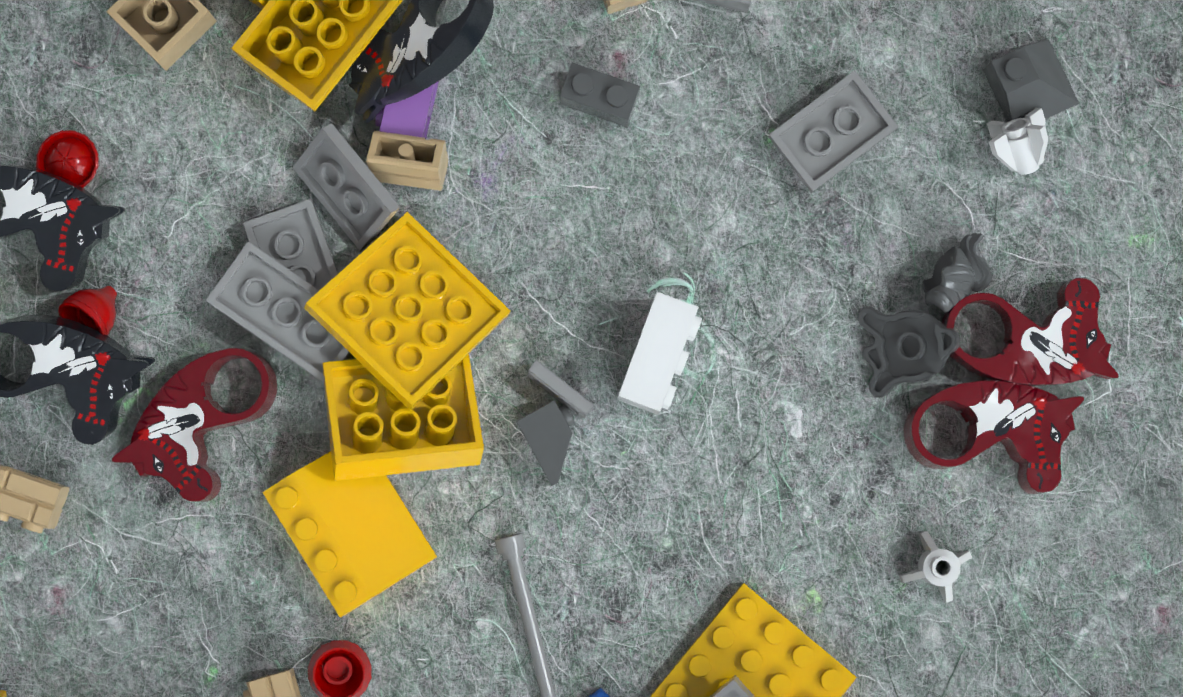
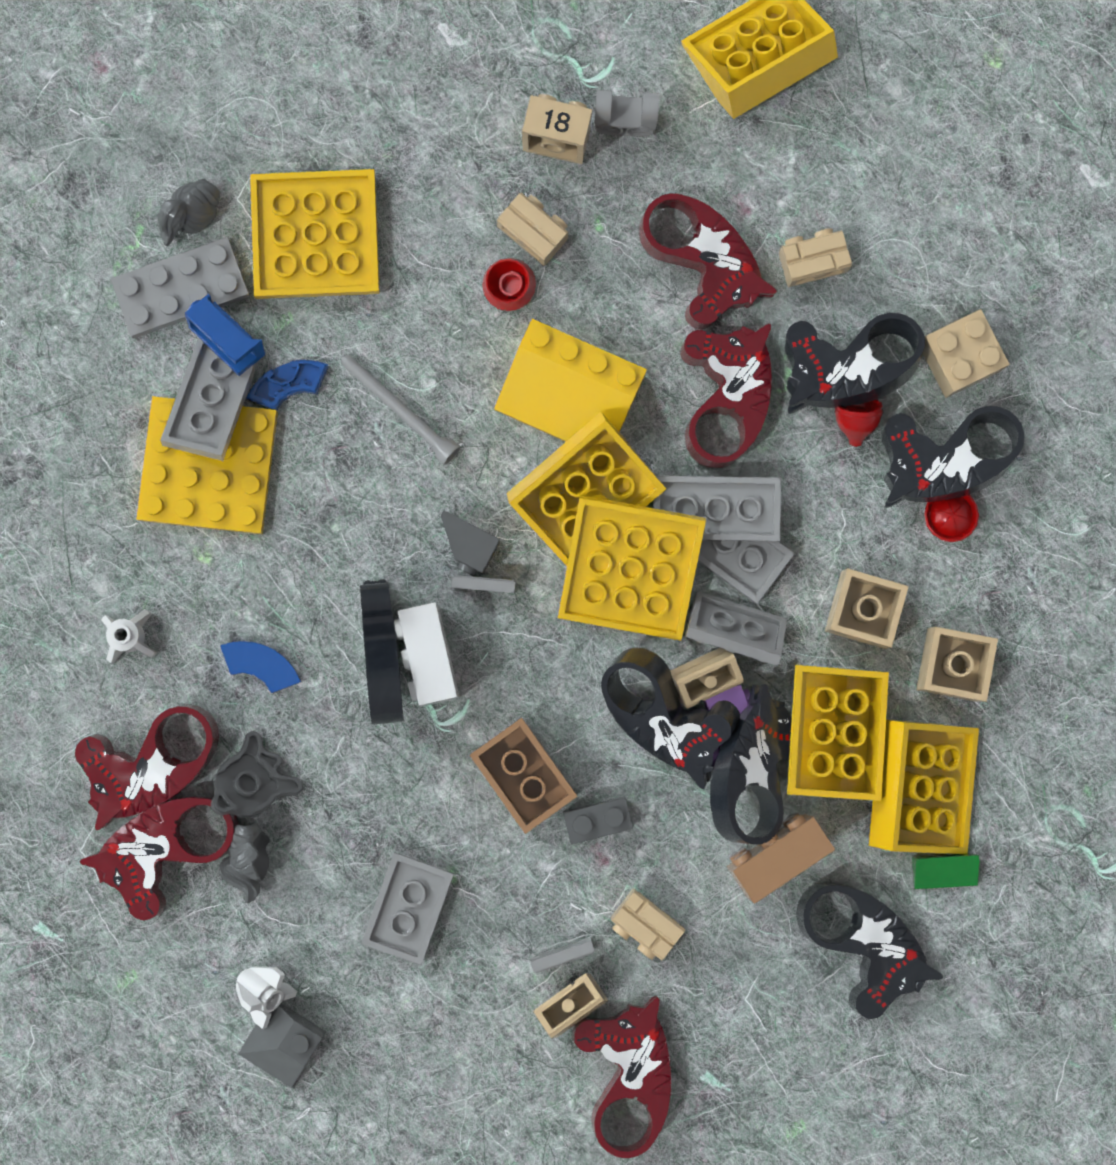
camera: 140 degrees right, 0 degrees up
(114, 566) = (717, 251): none -> dark red animal
(210, 124) = (866, 608): none -> tan brick
(478, 142) = (662, 726): none -> black animal
(642, 181) = (523, 775): none -> medium nougat brick
(701, 383) = (381, 653): none -> black animal
(823, 456) = (262, 662): none -> blue tile

